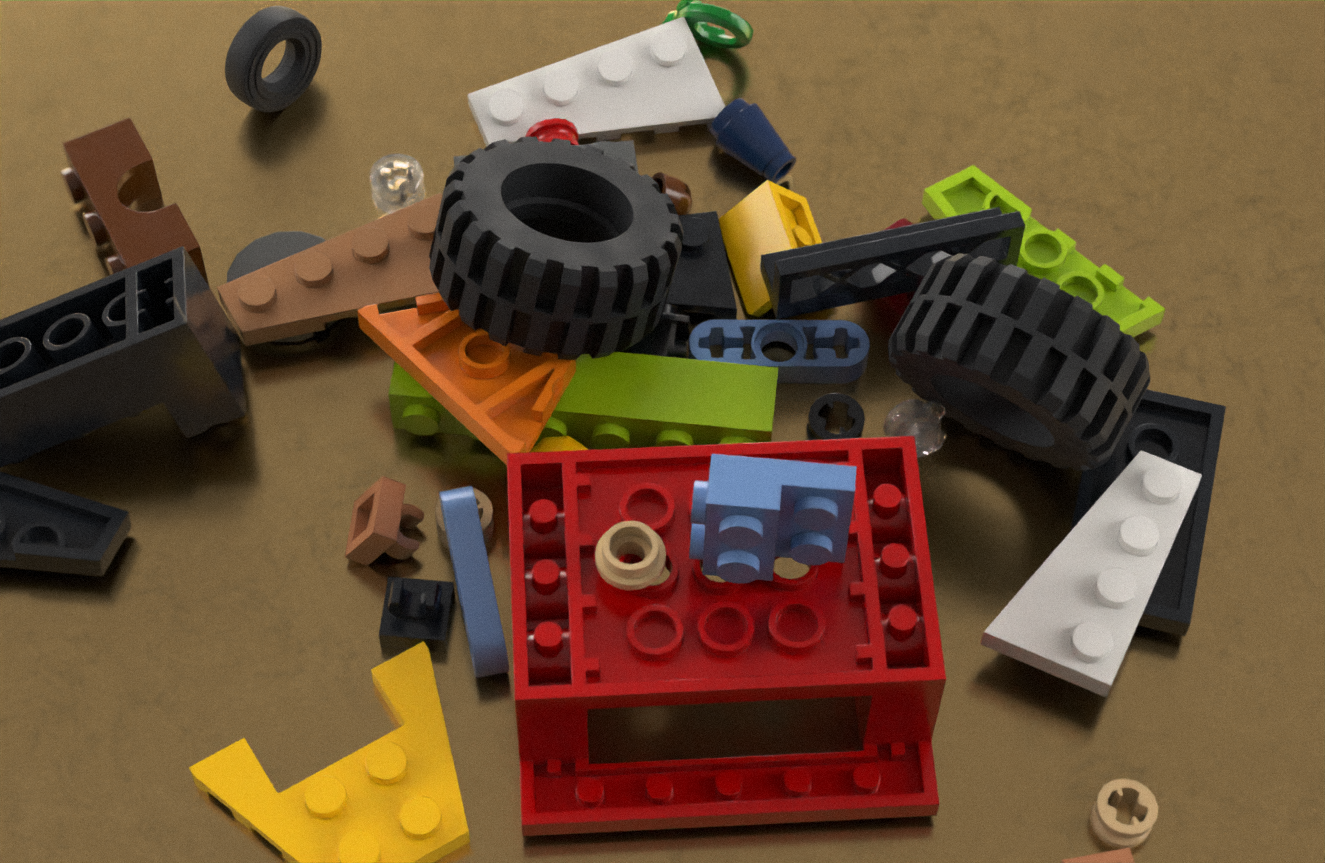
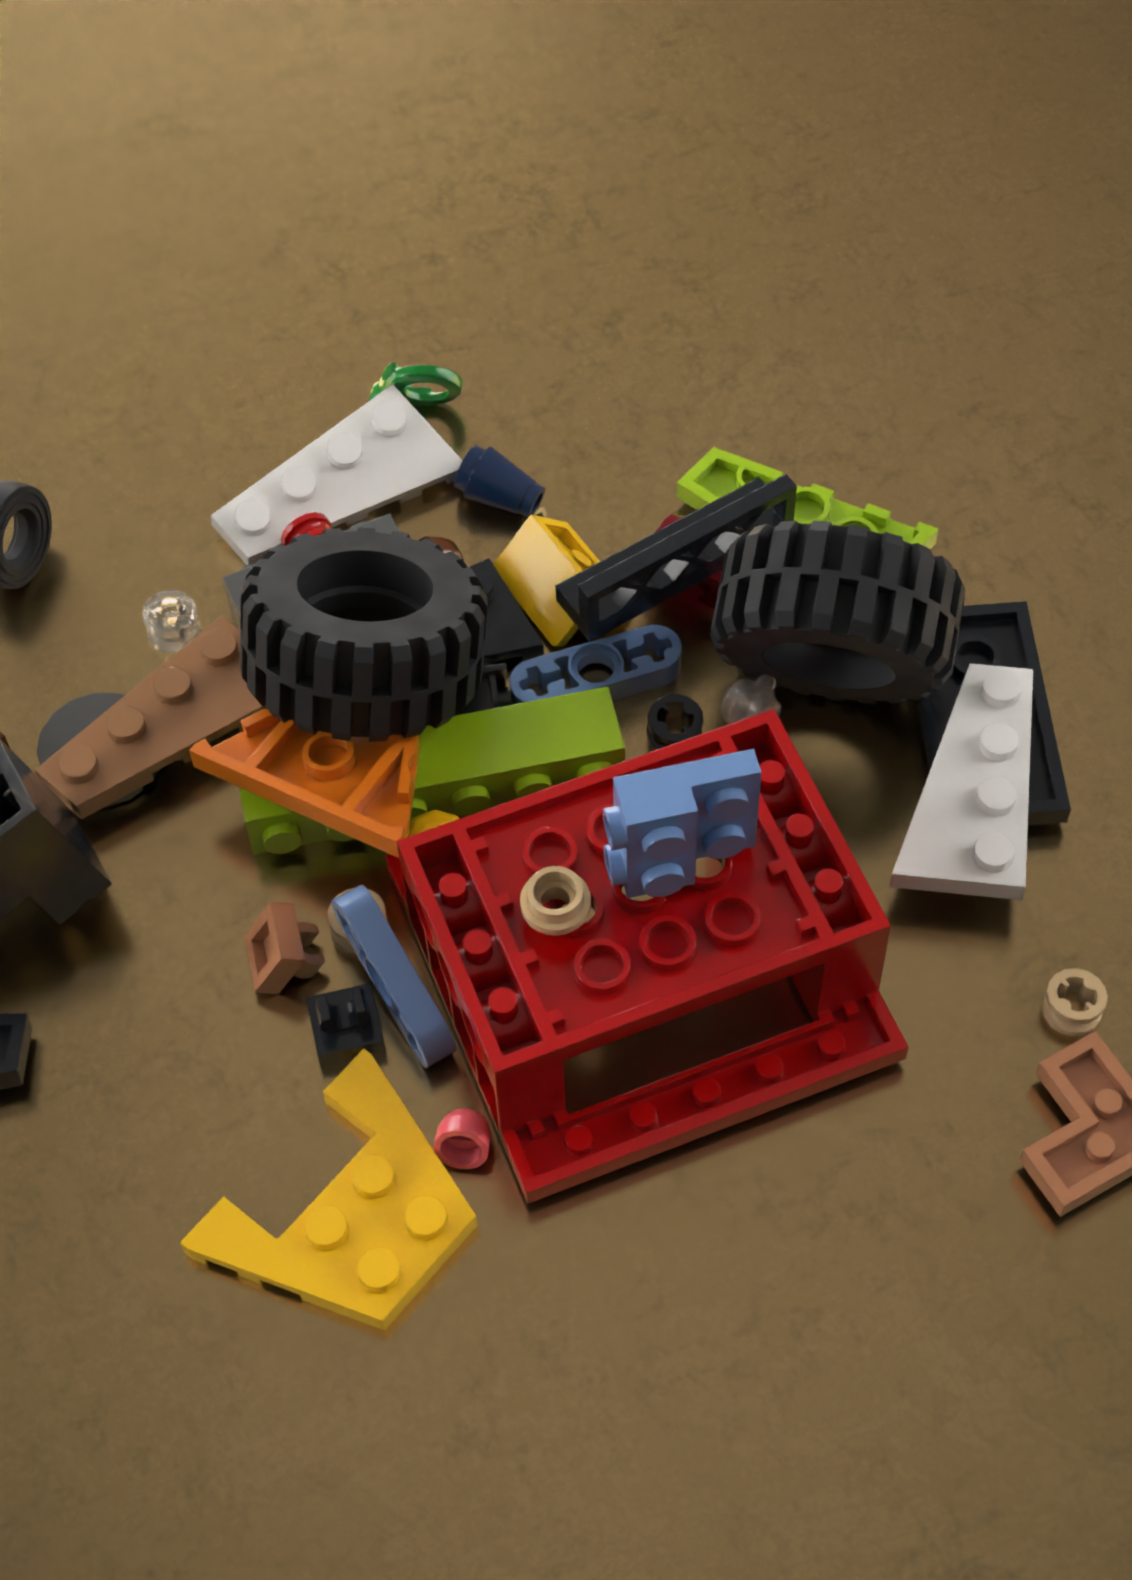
camera: 15 degrees left, 0 degrees up
(483, 755) = (463, 1139): none -> coral hinge

